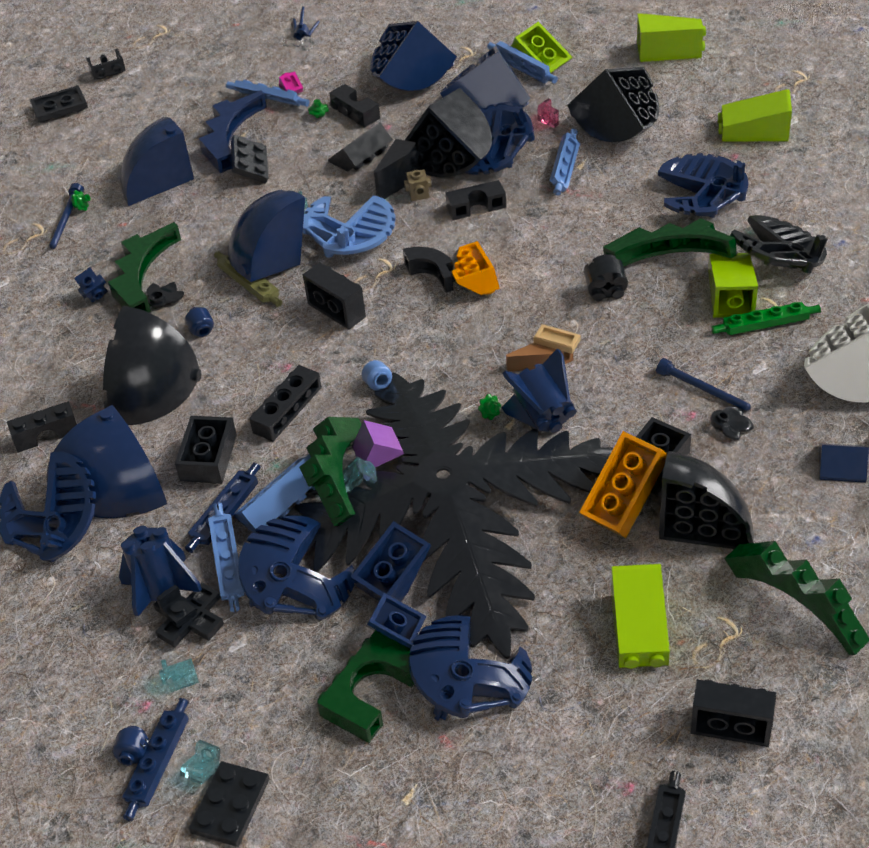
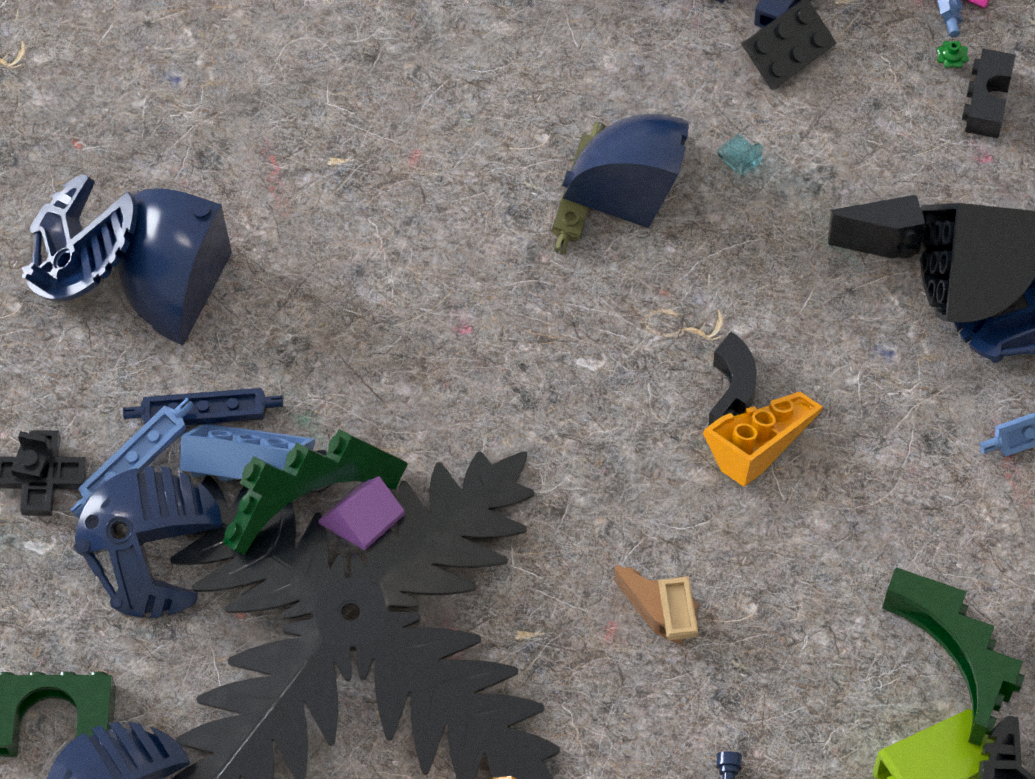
camera: 55 degrees right, 15 degrees up
(27, 428) = (188, 134): black arch -> none
(91, 285) = (446, 31): dark blue brick -> none
(138, 257) = (507, 52): dark green arch -> none
(147, 367) = (329, 192): black brick -> none
(153, 565) = (60, 399): dark blue brick -> none
(161, 295) = (494, 114): black plate -> none
(199, 321) = (466, 187): dark blue head -> none
(206, 449) = (267, 333): black brick -> none
(285, 403) = (408, 376): black brick -> none
(334, 295) = (596, 307): black brick -> none
(357, 471) = (306, 520): clear light blue bracket -> none
(359, 234) = (746, 261): medium blue piece -> none
(362, 148) = (905, 159): black slope -> none
(376, 375) = (499, 438): medium blue head -> none
(391, 564) = (200, 637): dark blue slope -> none
(396, 620) = (129, 689): dark blue slope -> none
(417, 185) = (876, 270): dark tan brick -> none
(487, 194) = (881, 341): black arch -> none
(489, 407) = (528, 595): green plant -> none
(541, 395) = (562, 647): dark blue brick -> none
(605, 277) = (837, 603): black brick -> none

